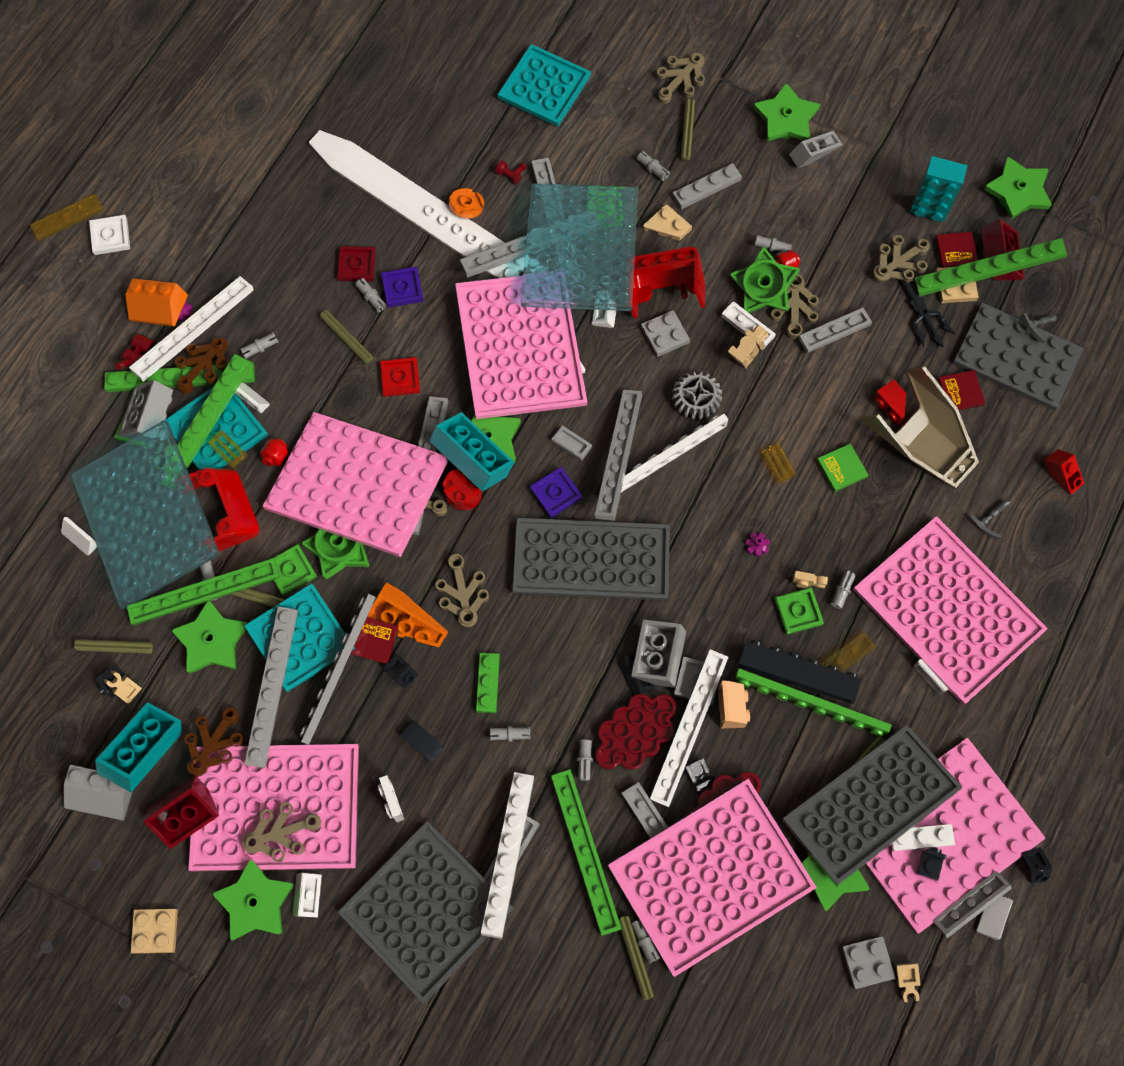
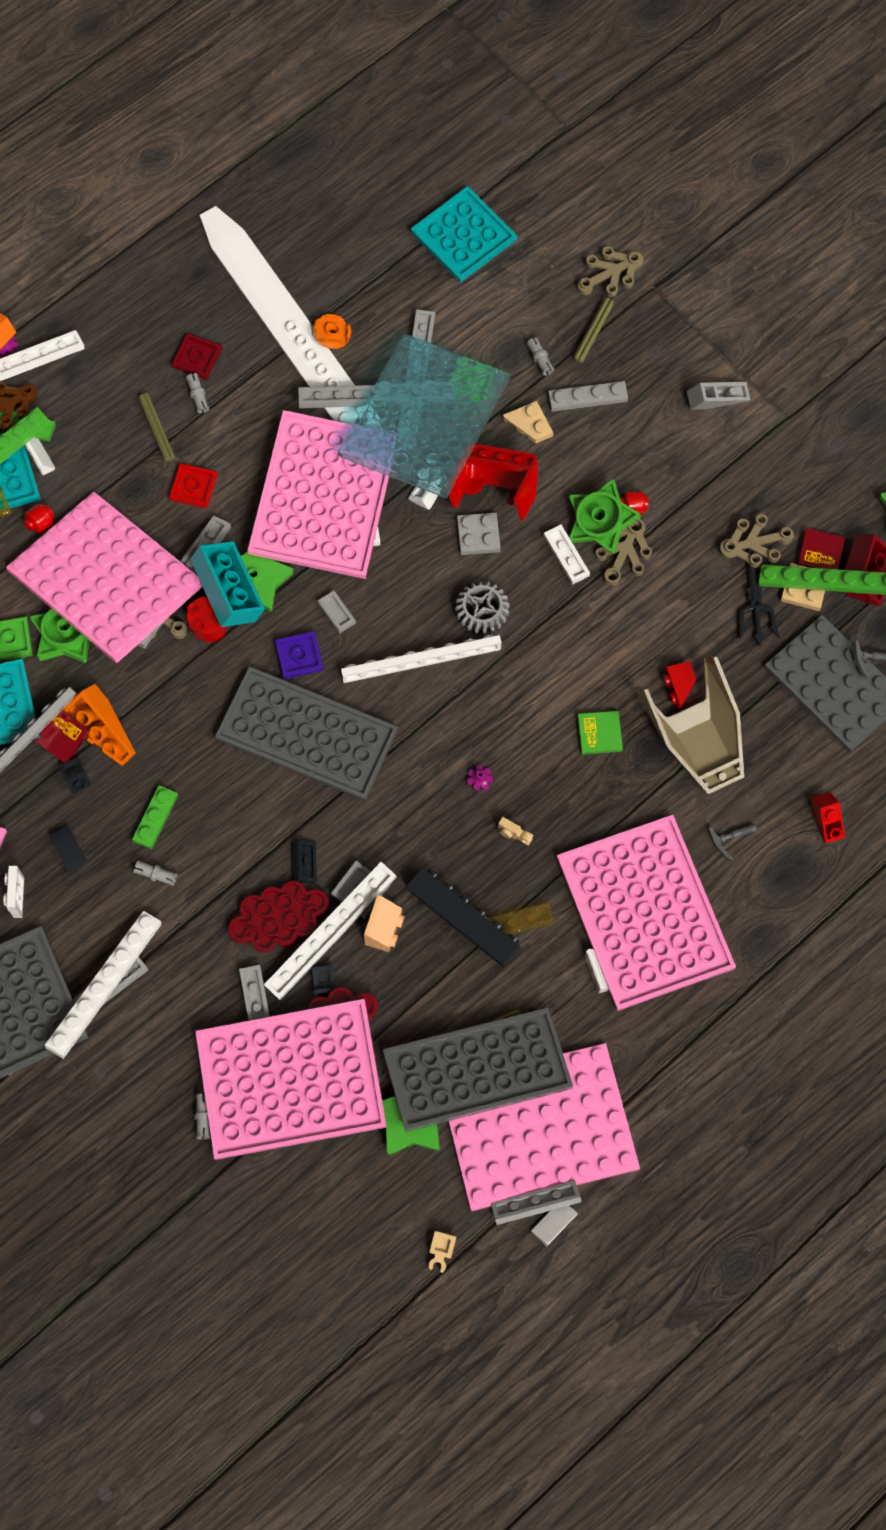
camera: 20 degrees right, 0 degrees up
(259, 345) = (67, 406): light grey pin -> none
(402, 287) = (232, 395): dark purple plate -> none
(462, 593) = (166, 722): dark tan plant -> none
(502, 168) = (383, 307): dark red piece -> none
(584, 759) = (217, 924): light grey axle -> none
(586, 853) = (181, 1012): bright green plate -> none
(618, 455) = (375, 639): light grey plate -> none
(636, 958) = (187, 1129): olive axle -> none
(659, 653) = (333, 848): light grey slope -> none
(749, 346) = (554, 575): tan hips -> none
(772, 244) = (628, 479): light grey pin -> none
(777, 446) = (536, 688): clear yellow tile -> none
(787, 115) = (703, 349): bright green plate -> none
(799, 611) = (492, 859): bright green tile -> none
(819, 705) = (469, 957): bright green plate -> none
(835, 330) = (654, 590): light grey plate -> none
(843, 590) = (545, 854): light grey axle -> none
(868, 962) = (410, 1219): light grey plate -> none
(925, 838) = (516, 1121): white plate -> none
(931, 863) = (511, 1148): black bracket -> none
(938, 189) = (819, 480): teal brick -> none
(963, 389) = (759, 698): dark red tile -> none
(1037, 865) = (619, 1191): black bracket -> none

